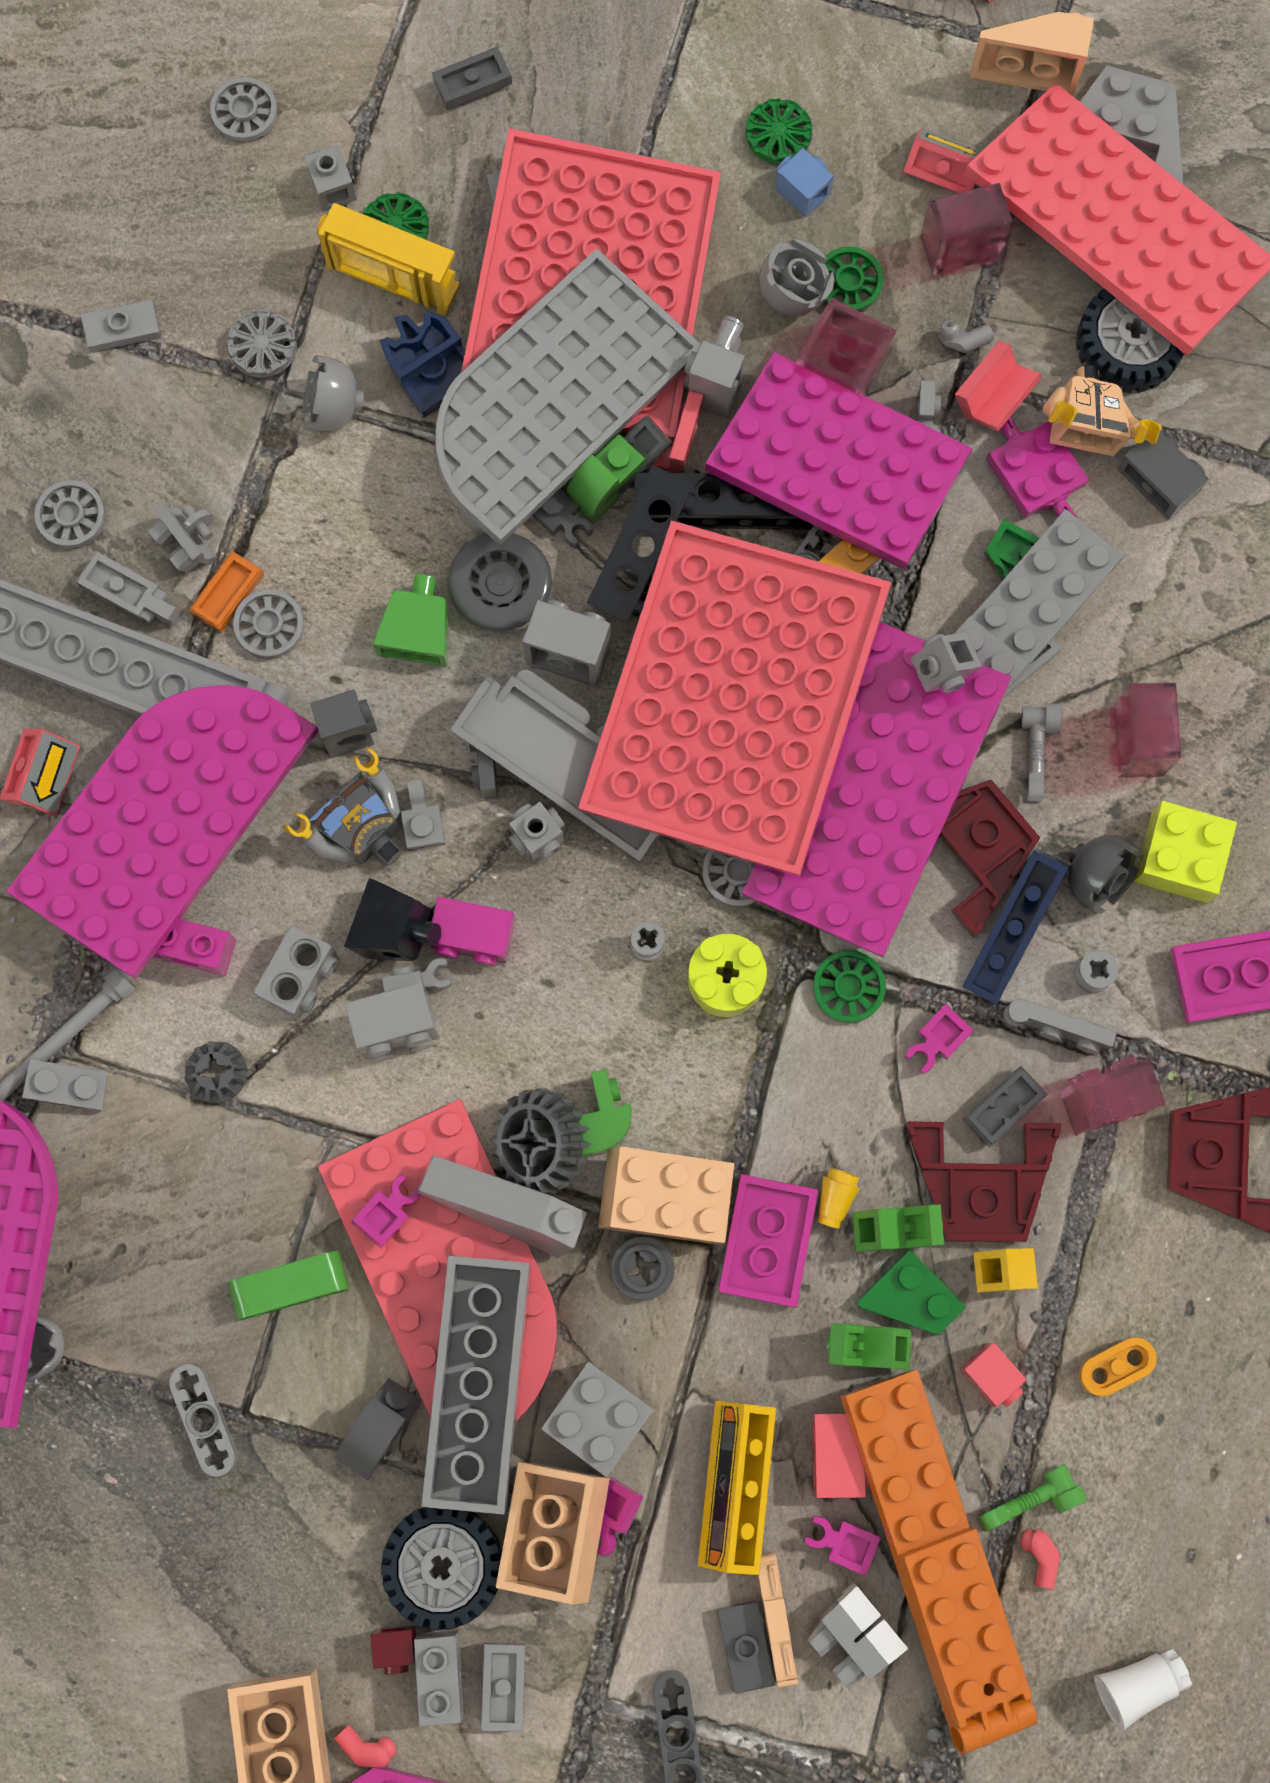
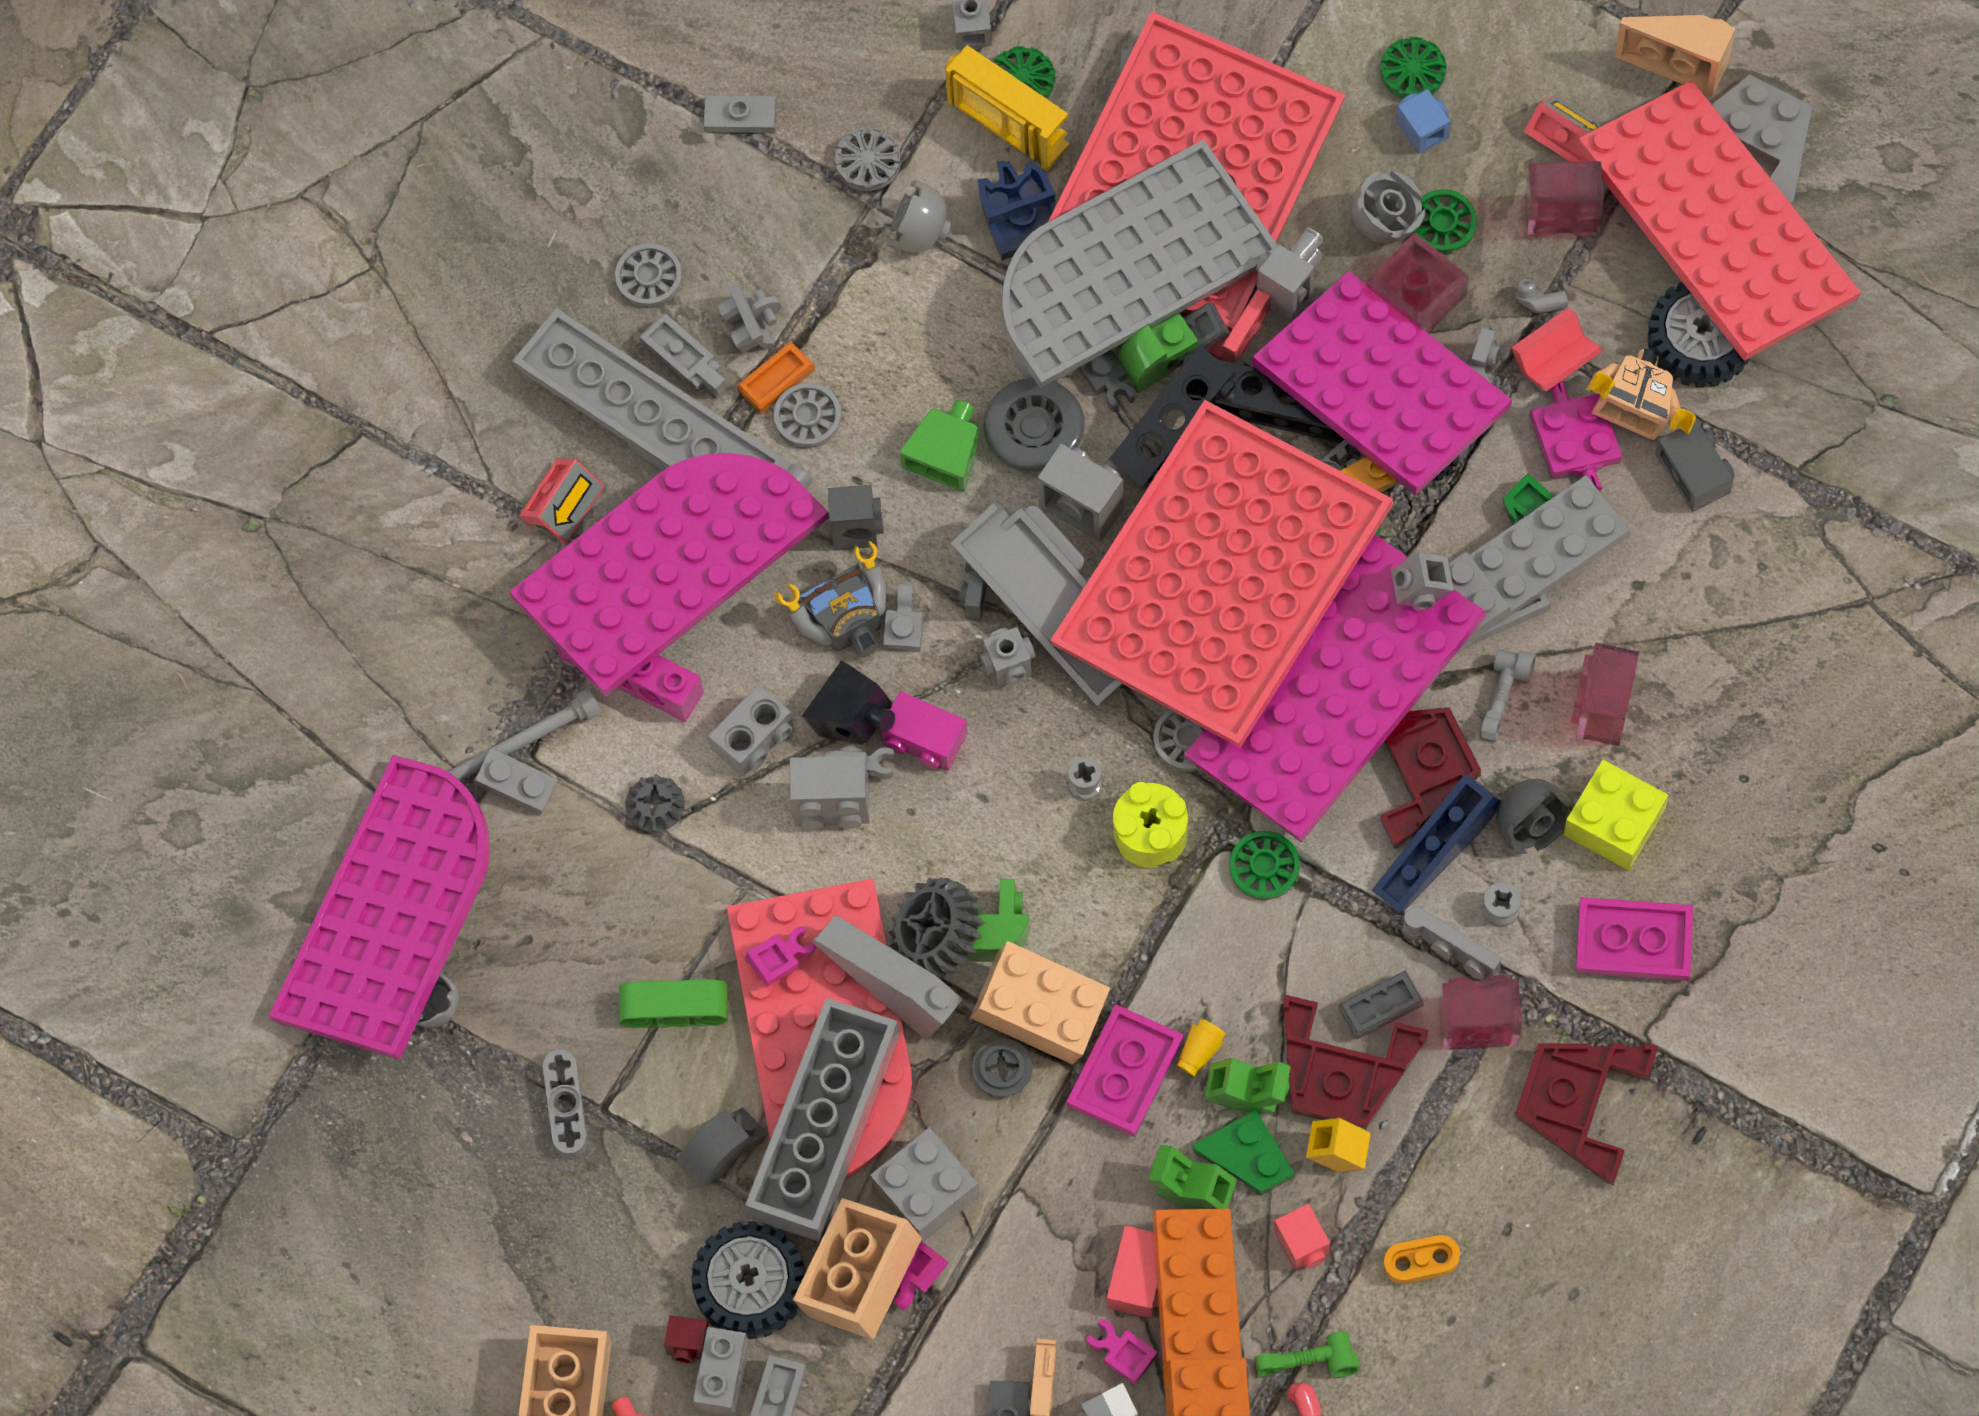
camera: 20 degrees right, 10 degrees down
(737, 1488) = (1036, 1273): yellow brick -> none
(941, 1035) = (1338, 926): dark pink plate -> none

